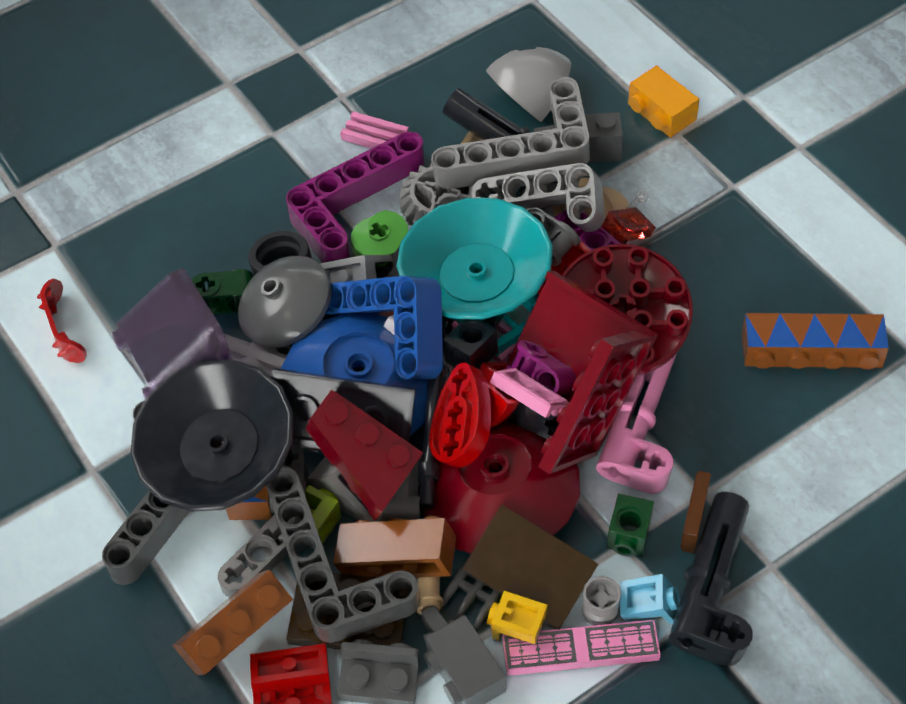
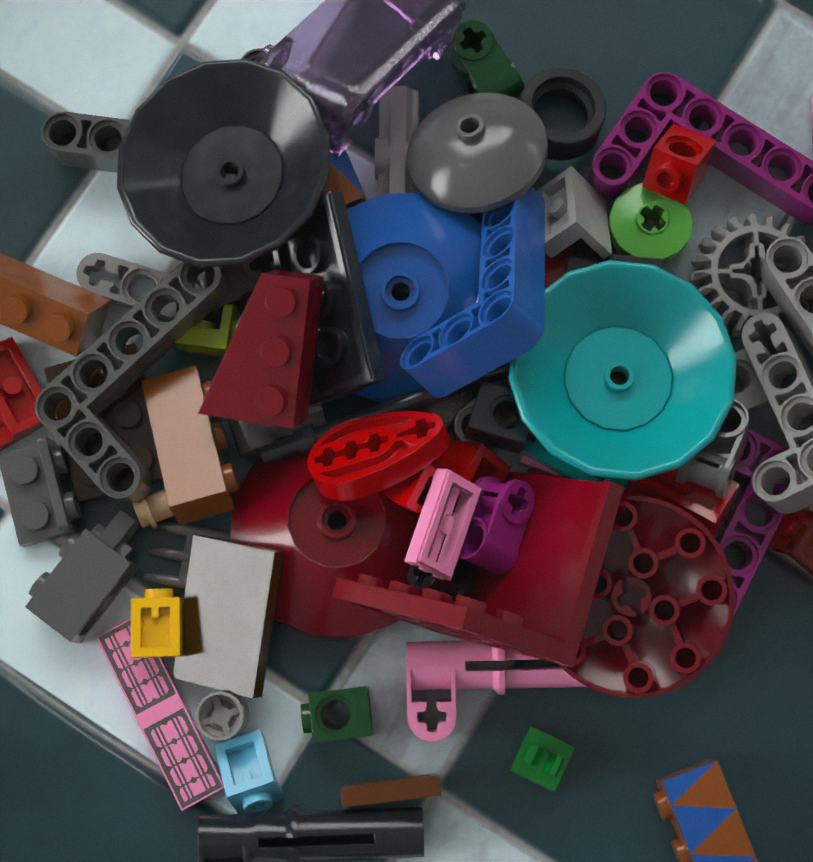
camera: 70 degrees right, 25 degrees up
(351, 205) = (678, 163): none -> red brick
(707, 420) = (542, 758): none -> green tile

